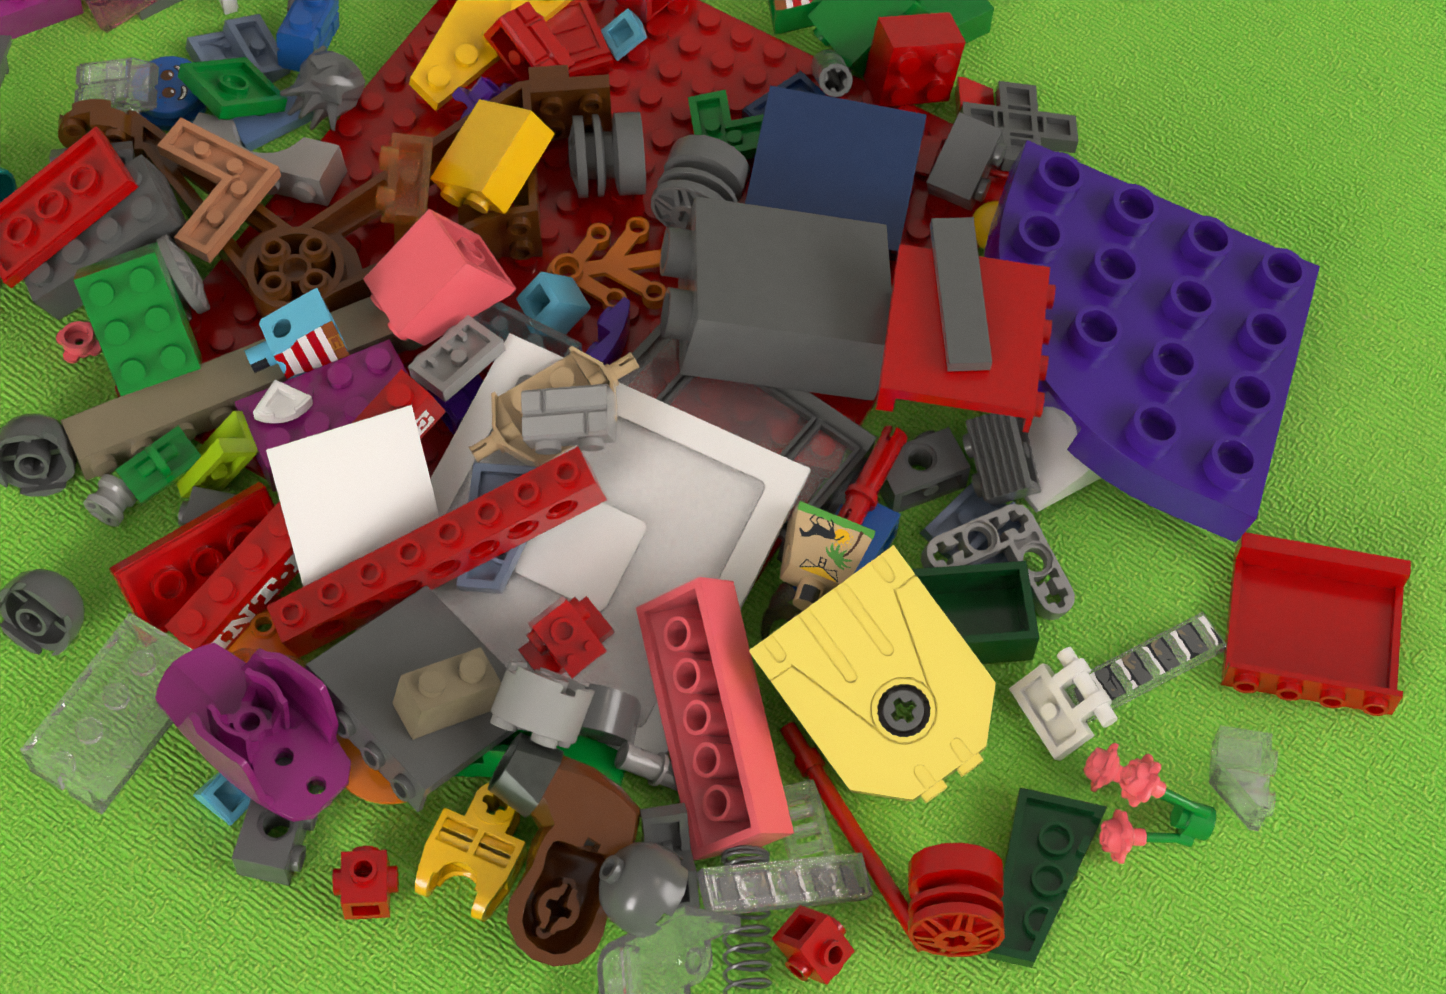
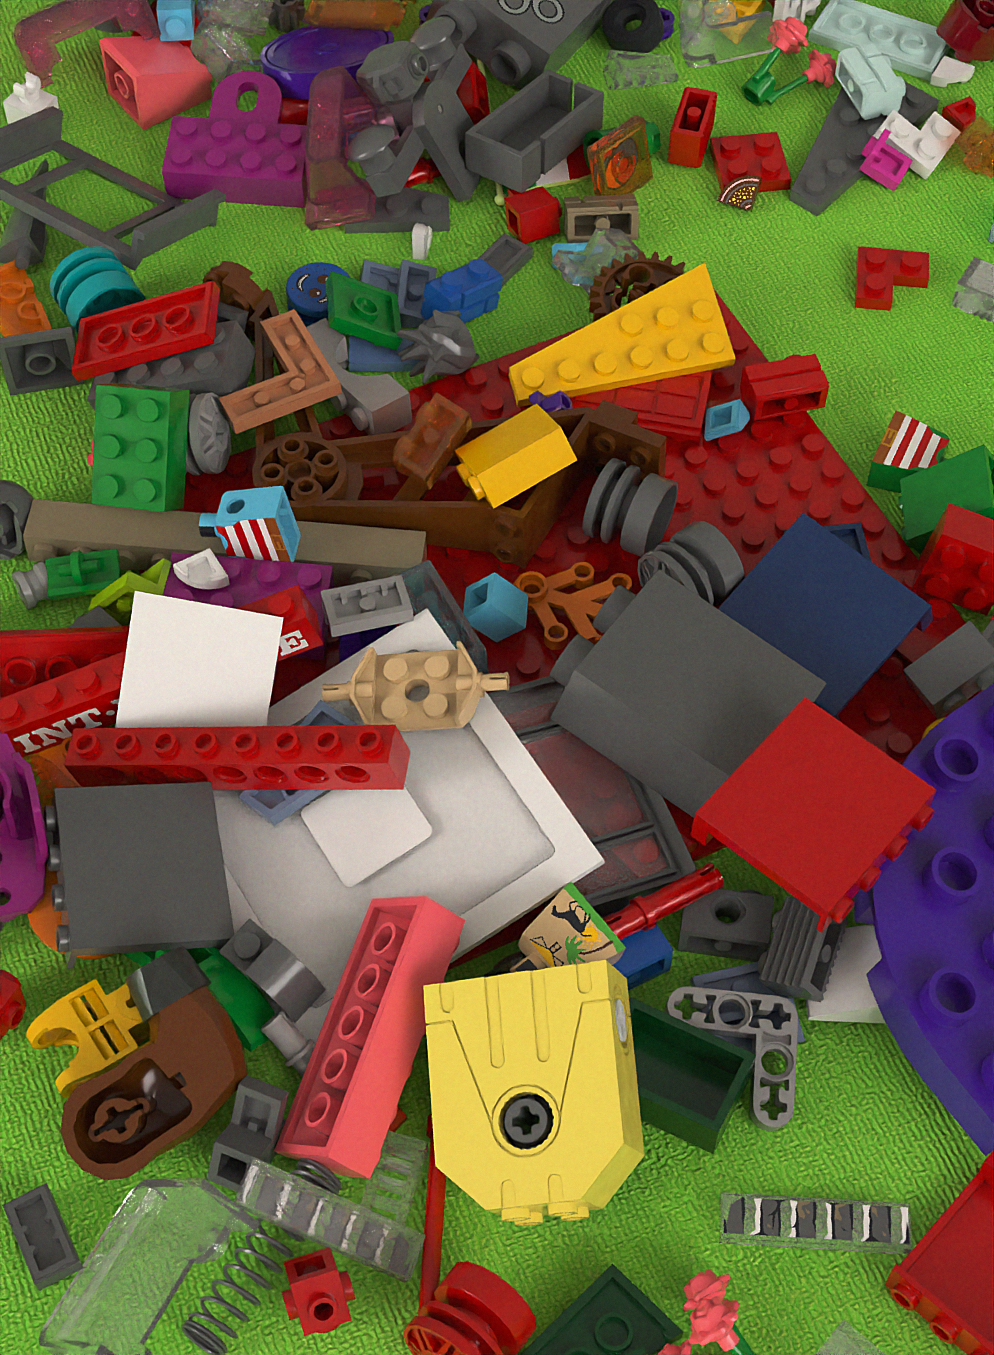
camera: 35 degrees right, 5 degrees down
(125, 82) = (277, 267): clear brick -> none
(436, 279) = (399, 530): coral slope -> none
(446, 693) = (146, 876): dark tan brick -> none
(526, 41) = (624, 380): red brick -> none
(542, 704) = (214, 930): light grey brick -> none
(566, 637) = (284, 882): red tile -> none
(568, 418) = (413, 699): light grey brick -> none
(612, 333) = (534, 659): dark purple slope -> none
(641, 886) = (188, 1139): dark grey cylinder -> none
(712, 118) = (749, 530): green plate -> none
(831, 73) = (875, 532): dark grey axle -> none
(960, 294) = (827, 769): dark grey tile -> none
(1052, 711) = (694, 1210): white plate -> none

